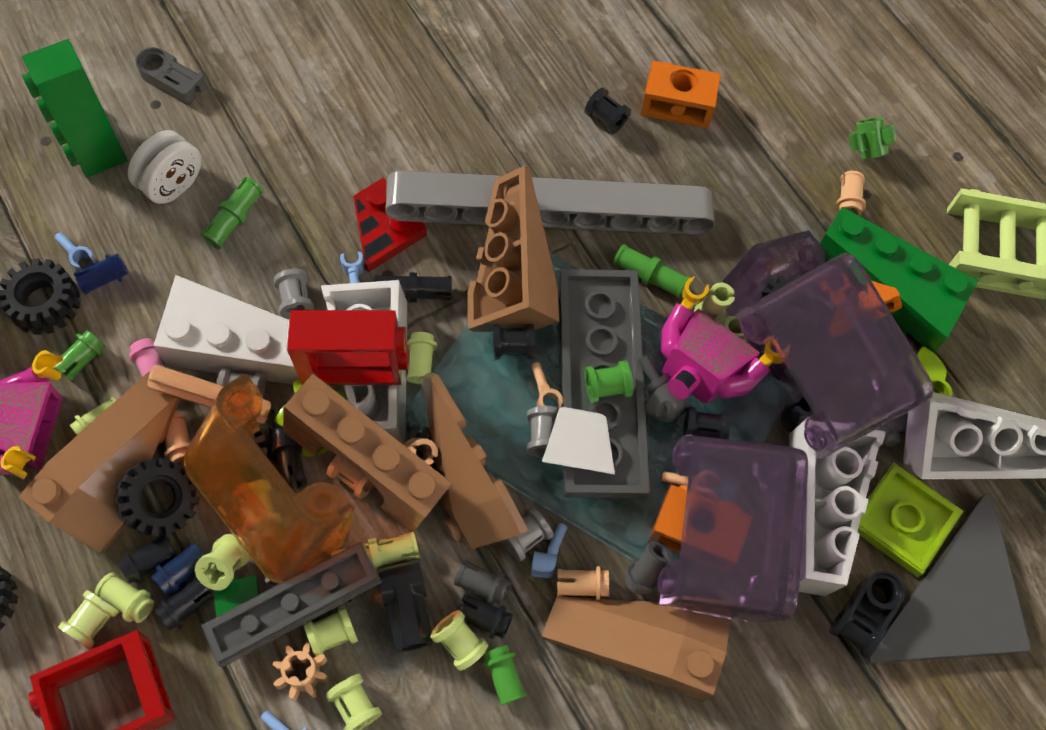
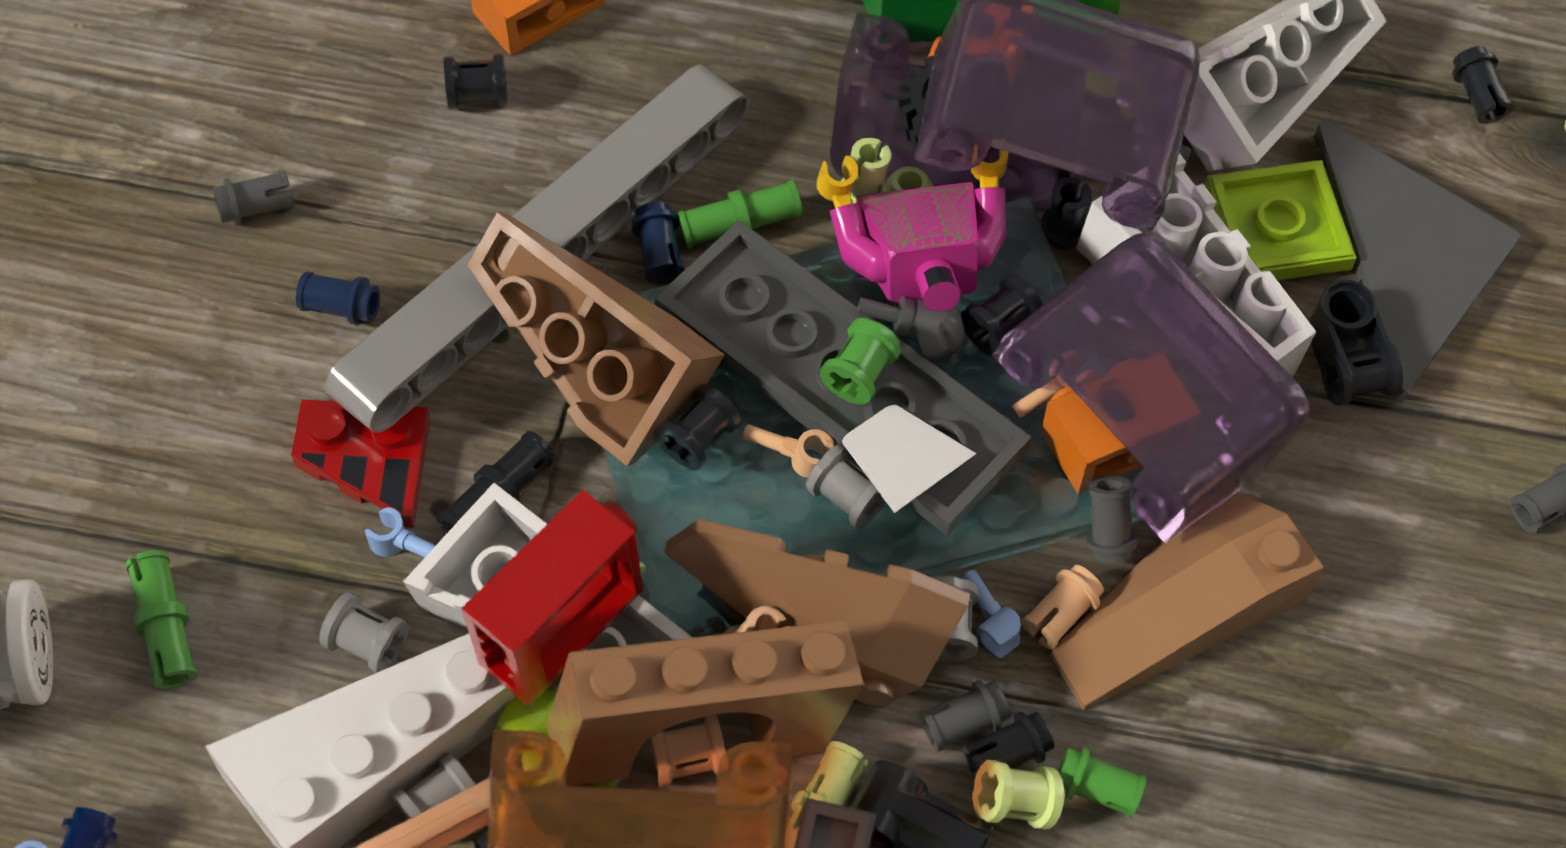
camera: 45 degrees left, 5 degrees down
(451, 157) = (338, 297): none -> dark blue pin
(461, 77) = (248, 197): none -> dark grey pin
(603, 249) = (656, 228): none -> dark blue pin

